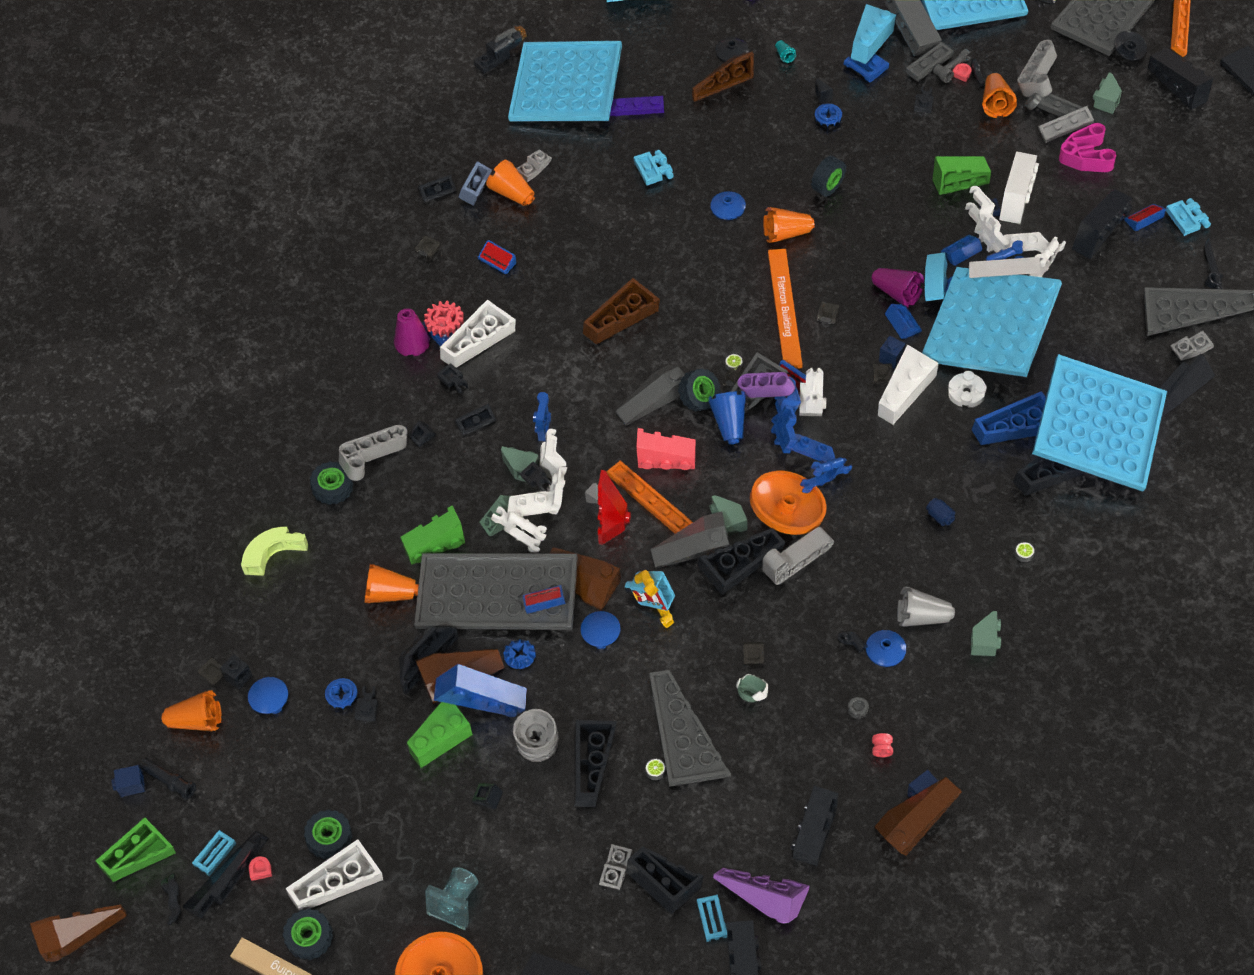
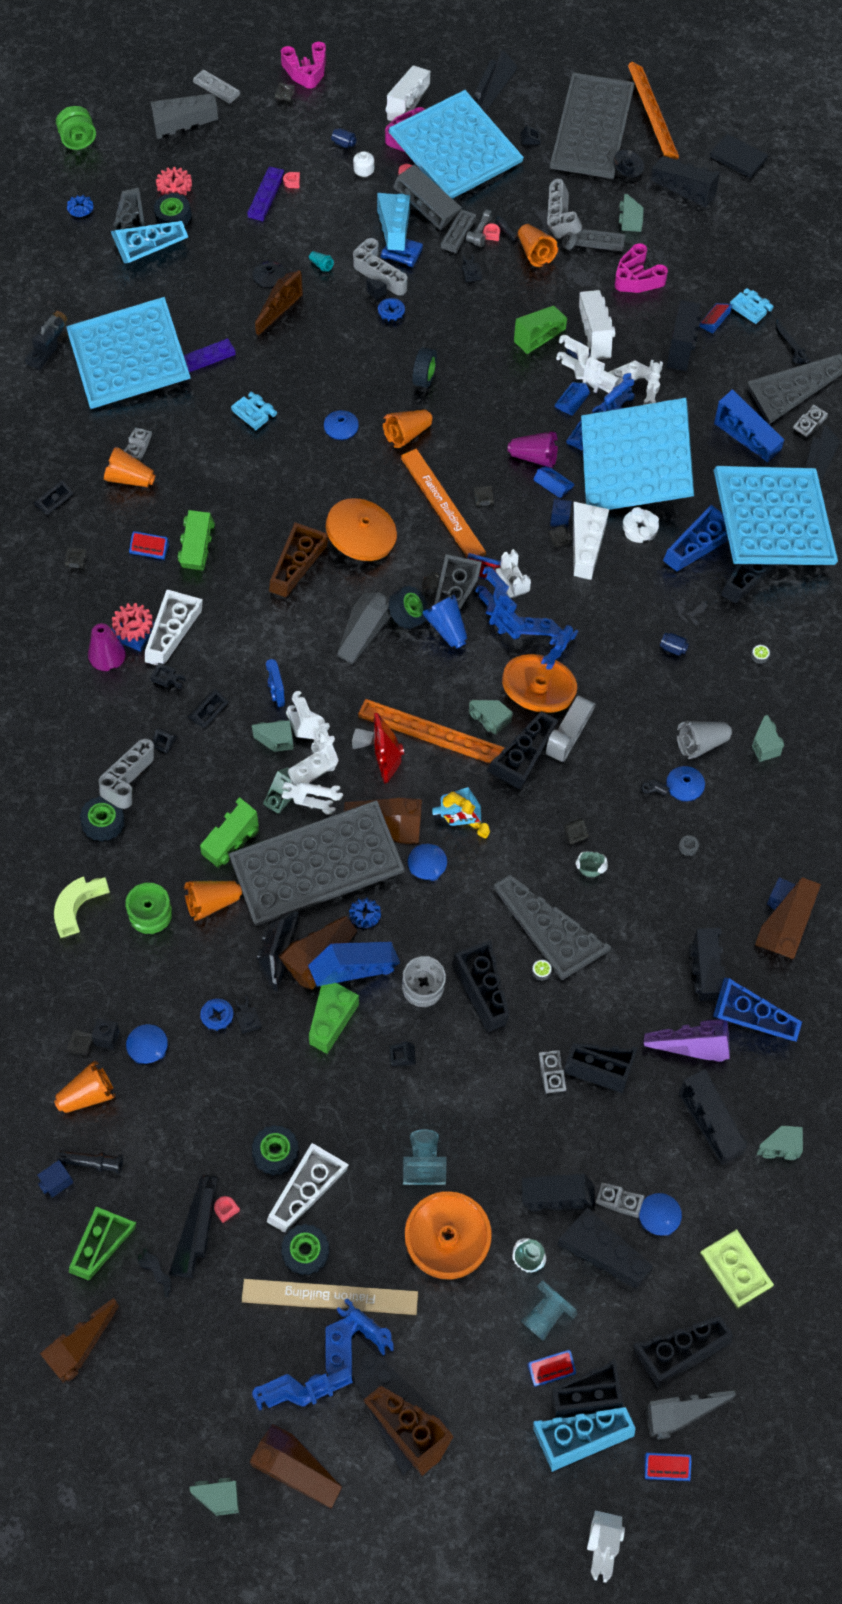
camera: 30 degrees left, 5 degrees up
(205, 867) = (170, 1230): medium azure tile -> none
(329, 575) = (149, 908): none -> bright green wheel
(475, 183) = (92, 480): sand blue brick -> none
(535, 476) = (299, 741): black plate -> none
(538, 265) = (195, 540): none -> bright green wedge
(543, 599) = (367, 853): slope -> none
(665, 452) = (404, 676): coral wedge -> none
(693, 305) = (361, 529): none -> orange dish
(693, 541) = (476, 746): dark grey wedge -> none
(715, 935) = (668, 1095): medium azure tile -> none
(733, 361) = (422, 570): tile -> none
(766, 384) = (479, 583): medium lavender beam -> none
(827, 65) = (368, 263): none -> light grey beam
(832, 886) = (749, 1010): none -> blue wedge
(882, 745) = (727, 870): coral wheel -> none
(935, 276) = (565, 430): medium azure slope -> none
(1004, 267) = (627, 402): white sticker -> none
(1066, 124) = (608, 253): light grey tile -> none
(1121, 330) = (747, 426): none -> blue wedge

